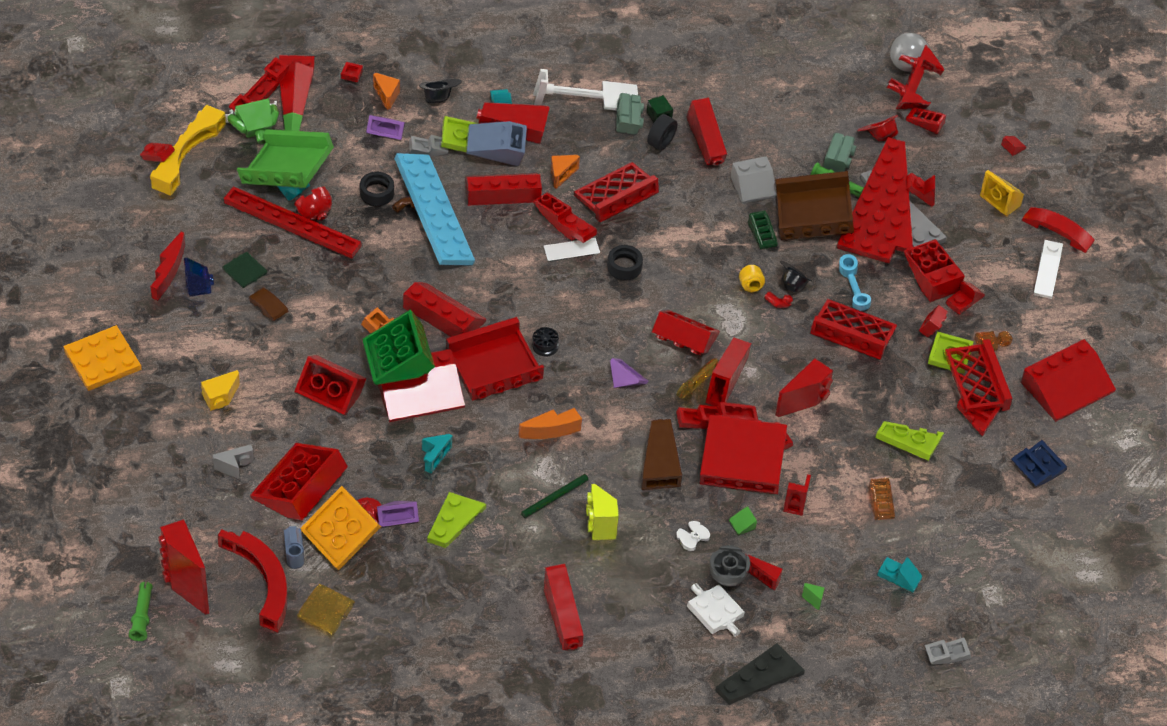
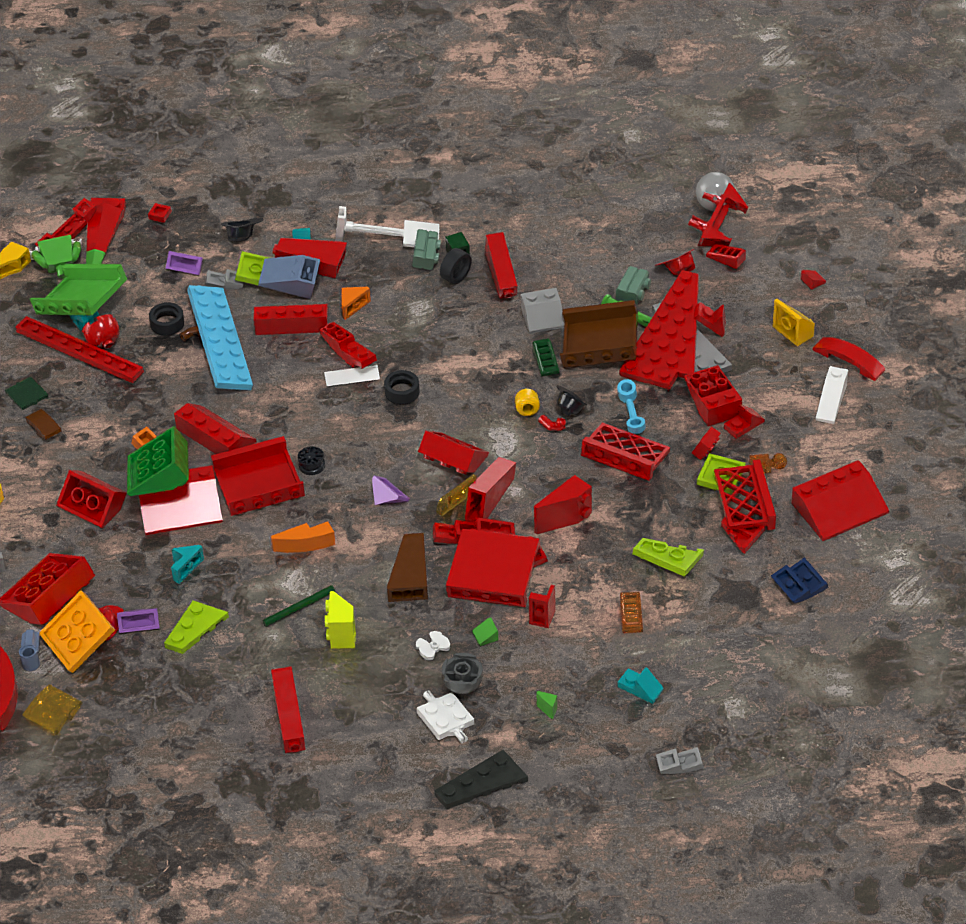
camera: 10 degrees right, 5 degrees down
(387, 88) = (191, 227): orange slope -> none
(622, 198) = (405, 329): red fence -> none
(765, 572) = (499, 680): red slope -> none

